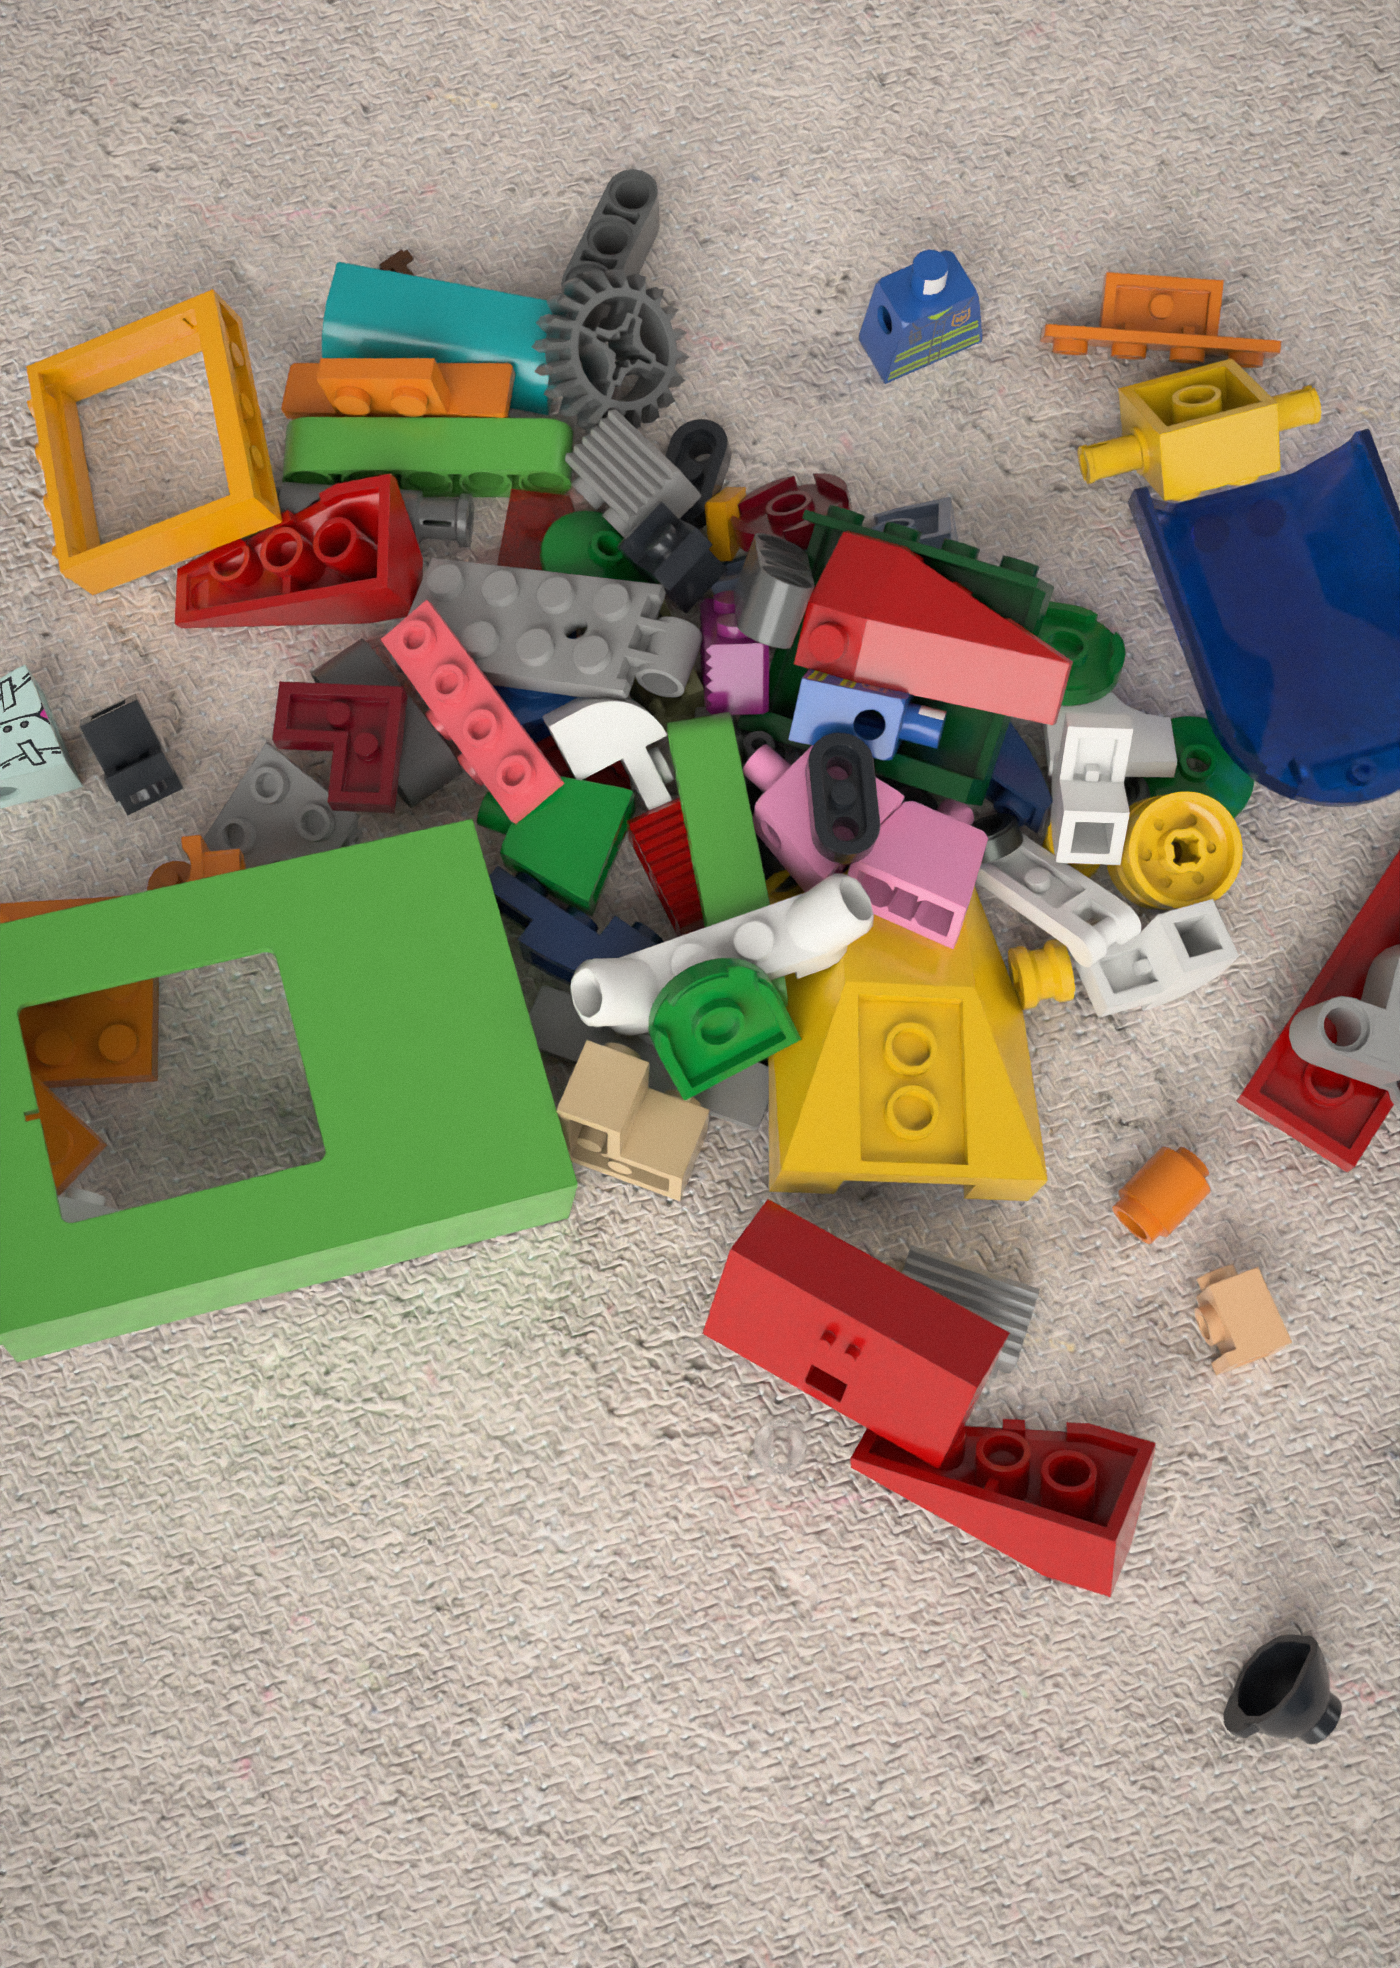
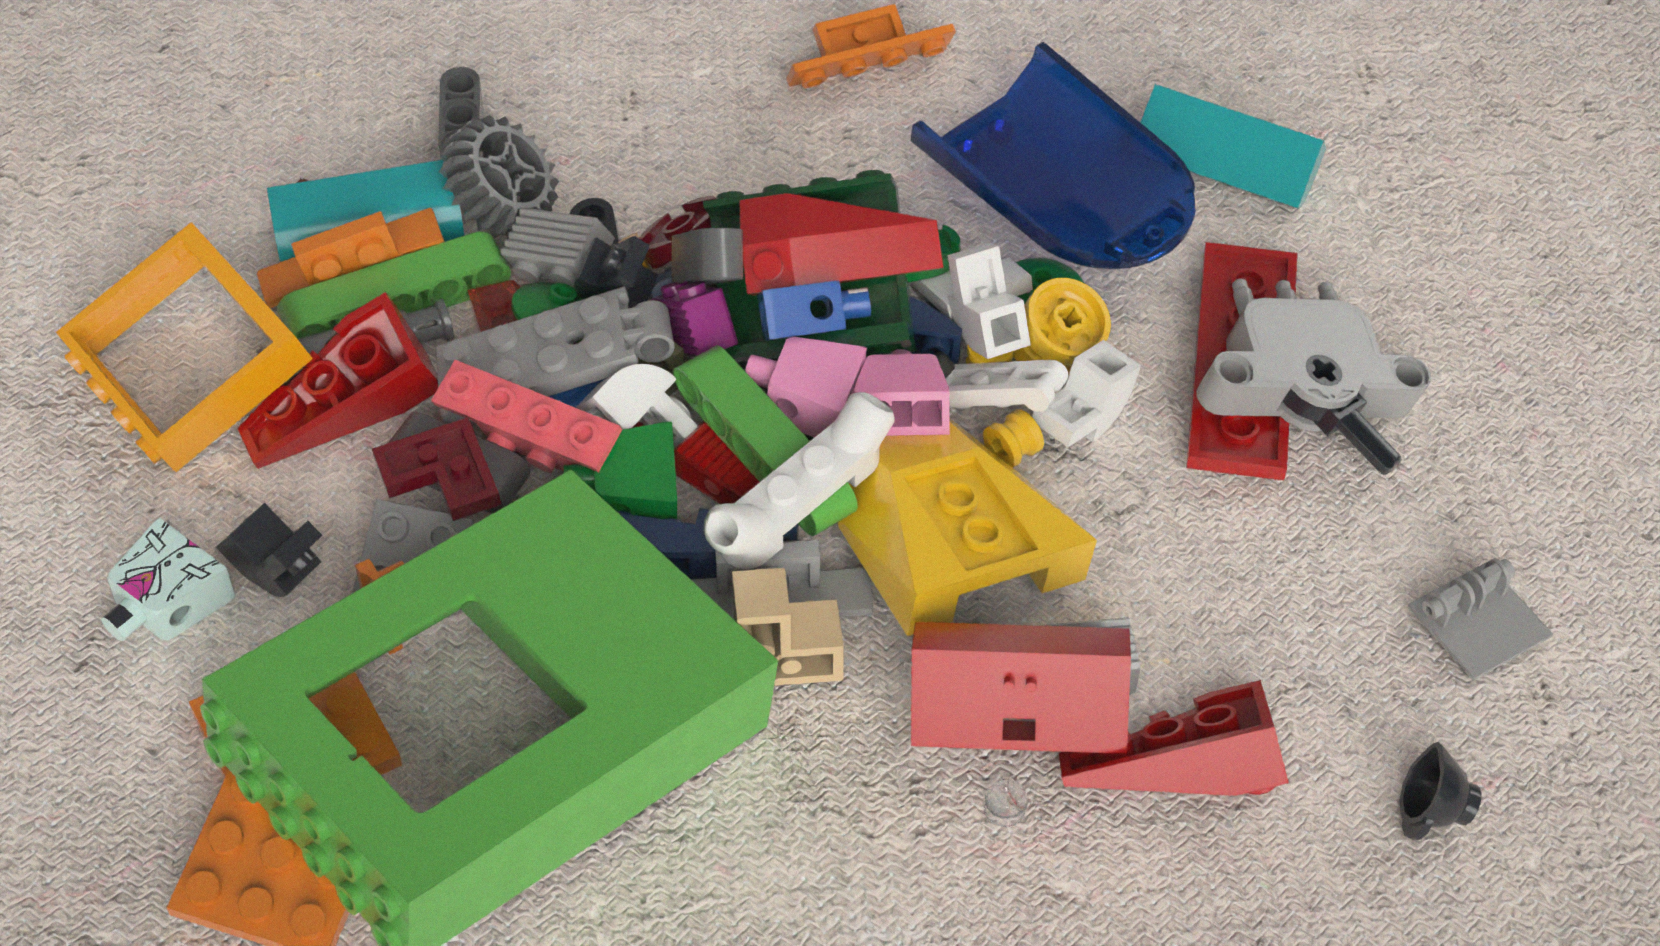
camera: 30 degrees left, 20 degrees down
(717, 1023) = (819, 525): green tile -> none
(842, 802) = (828, 355): black plate -> none
(921, 315) = (704, 88): blue torso -> none
(1162, 1193) = (1172, 536): orange brick -> none
(1199, 431) = (931, 86): yellow brick -> none
(1239, 1317) = (1269, 587): light nougat brick -> none

